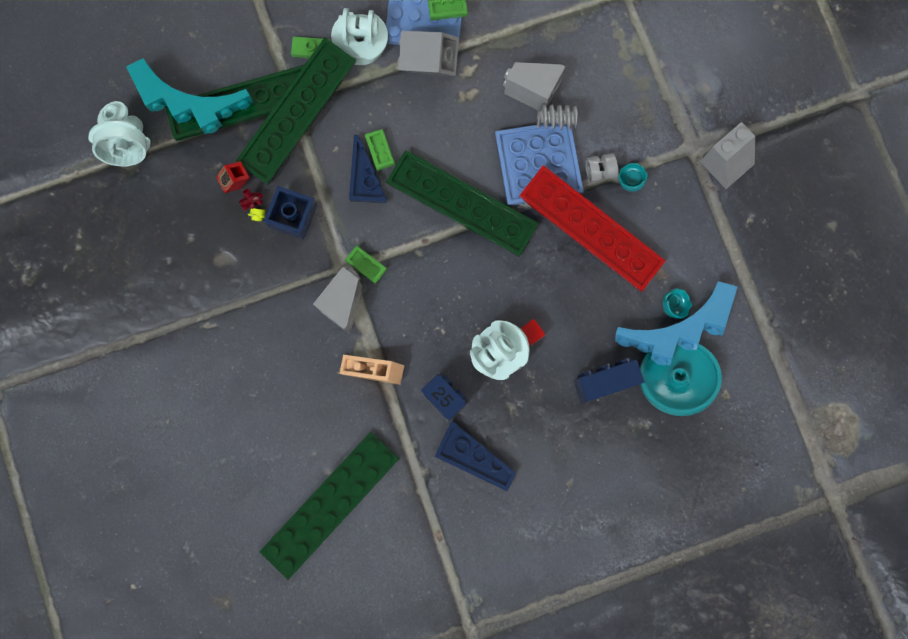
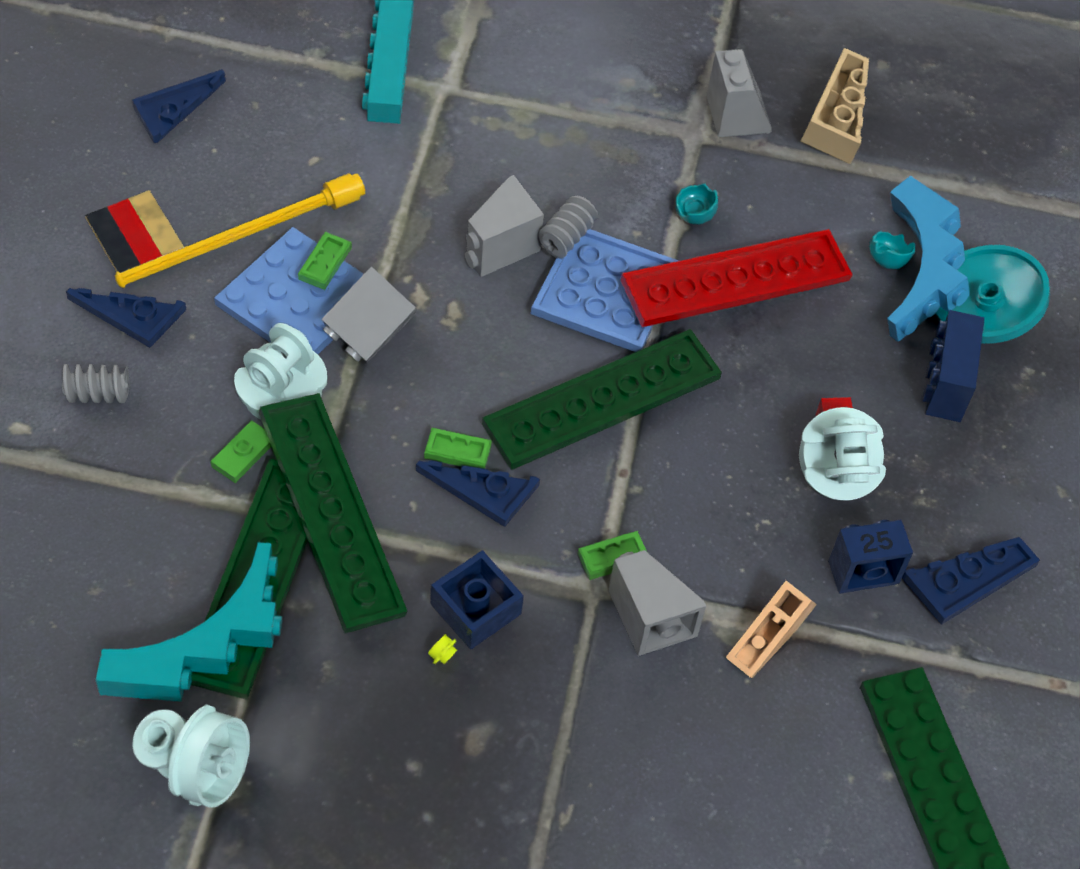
camera: 65 degrees left, 25 degrees down
(232, 177) = (368, 645): red brick -> none
(250, 199) = (417, 644): dark red plant -> none
(608, 167) = (662, 226): light grey wheel -> none
(761, 219) = (838, 116): none -> tan wedge

